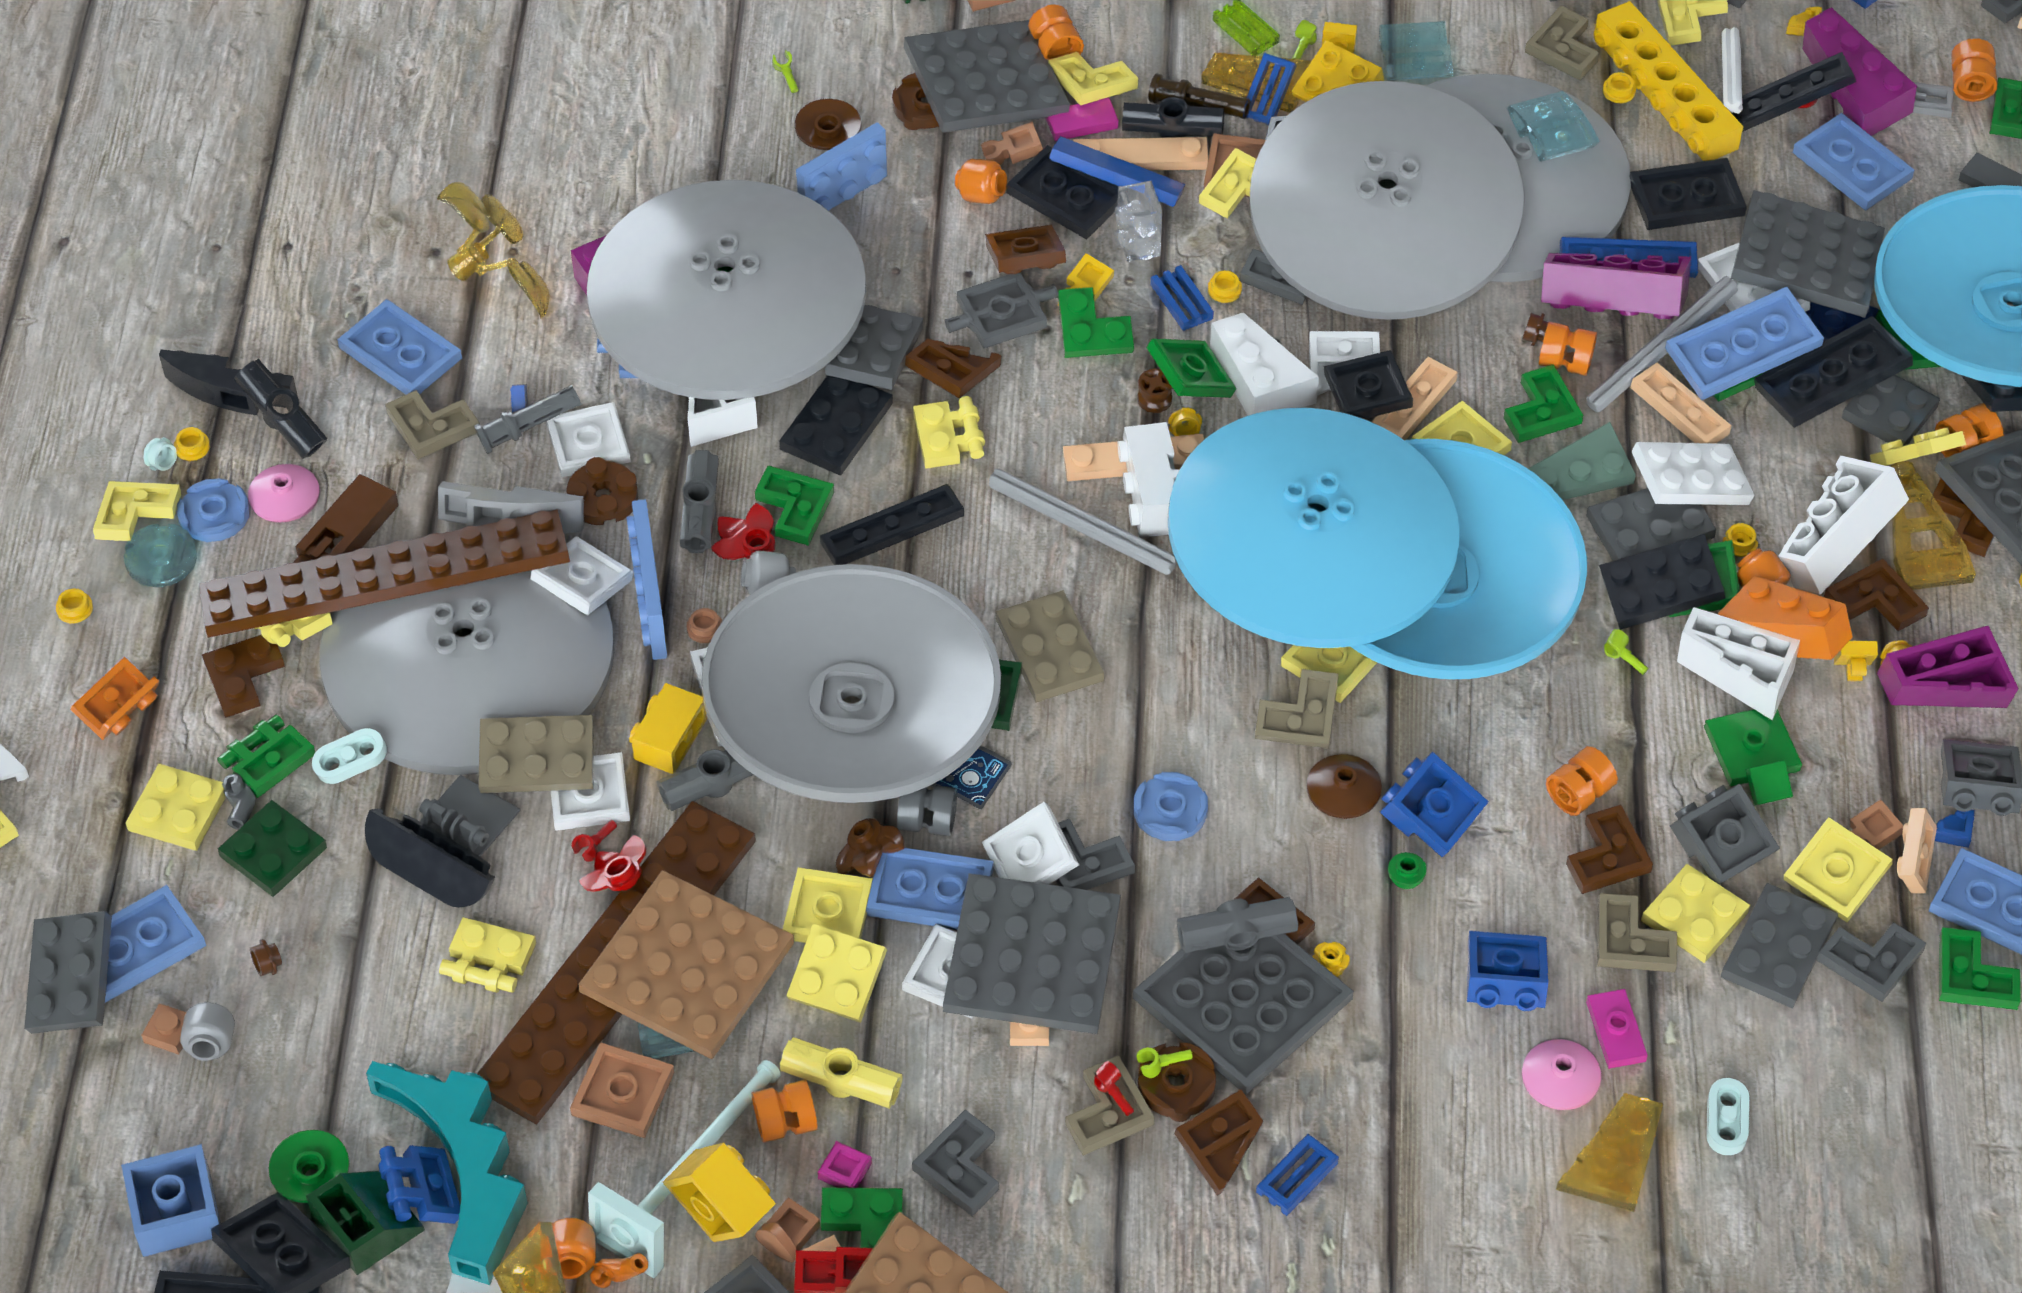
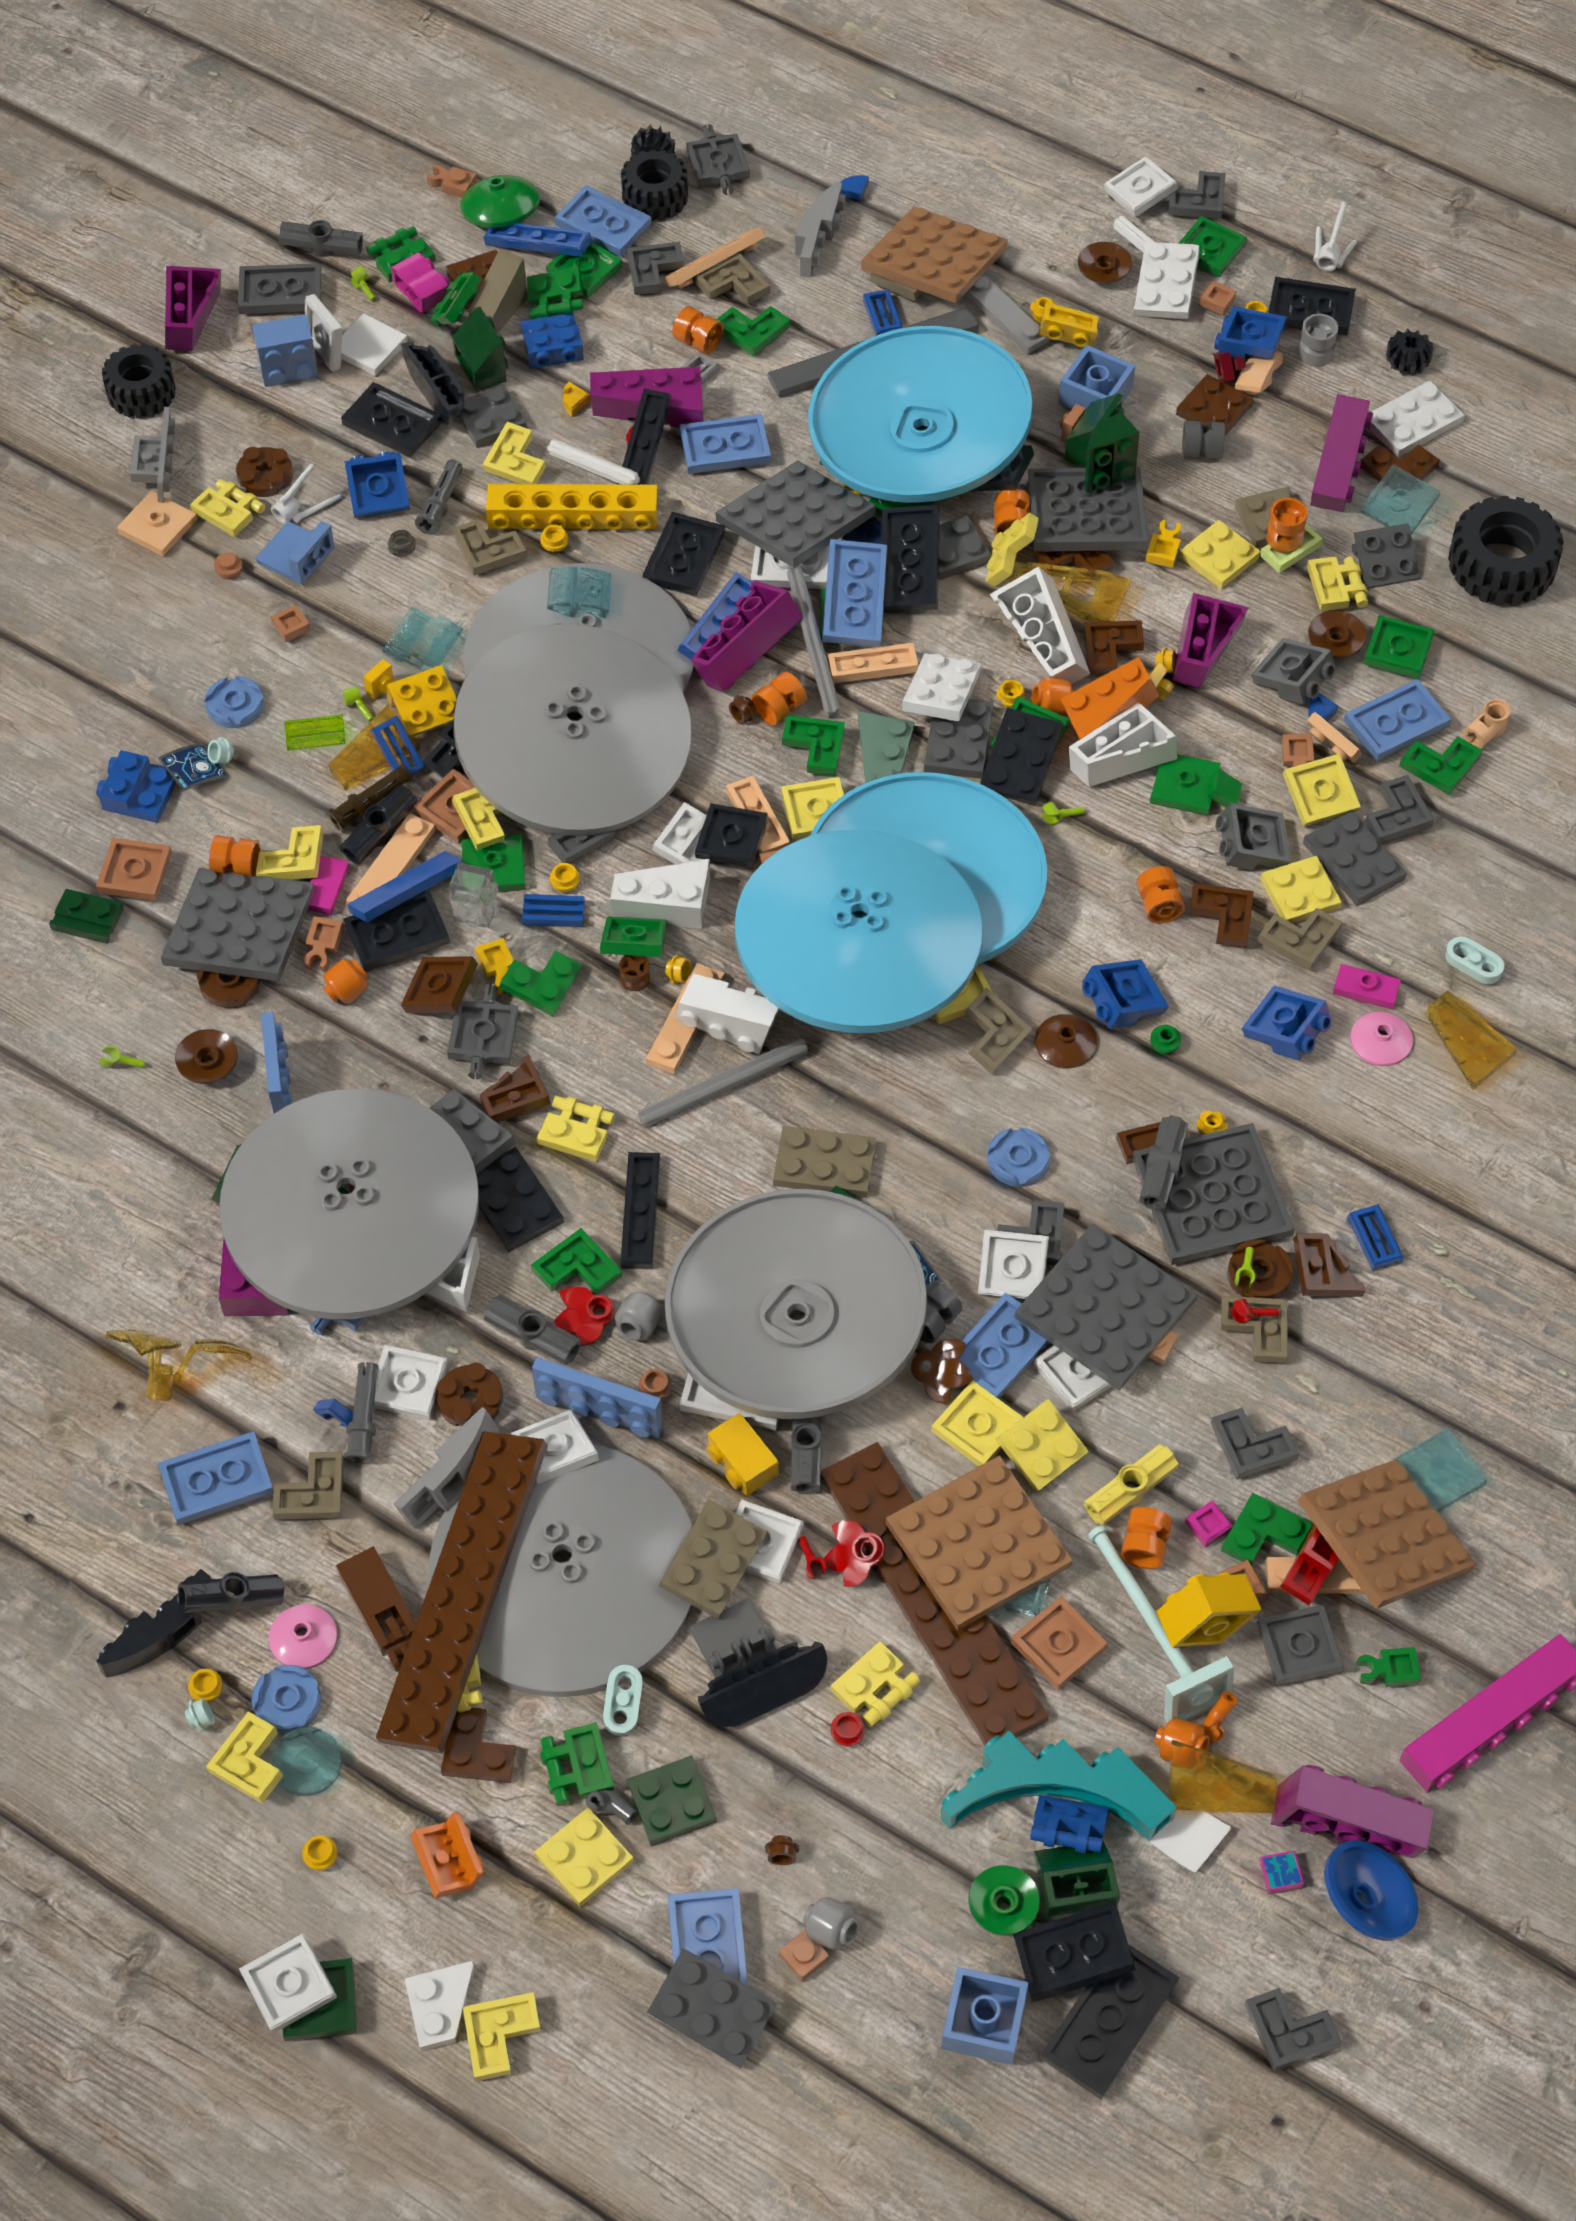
camera: 60 degrees left, 5 degrees up
(425, 954) = (847, 1729): none -> red plate
(1200, 232) = (503, 858): none -> green plate

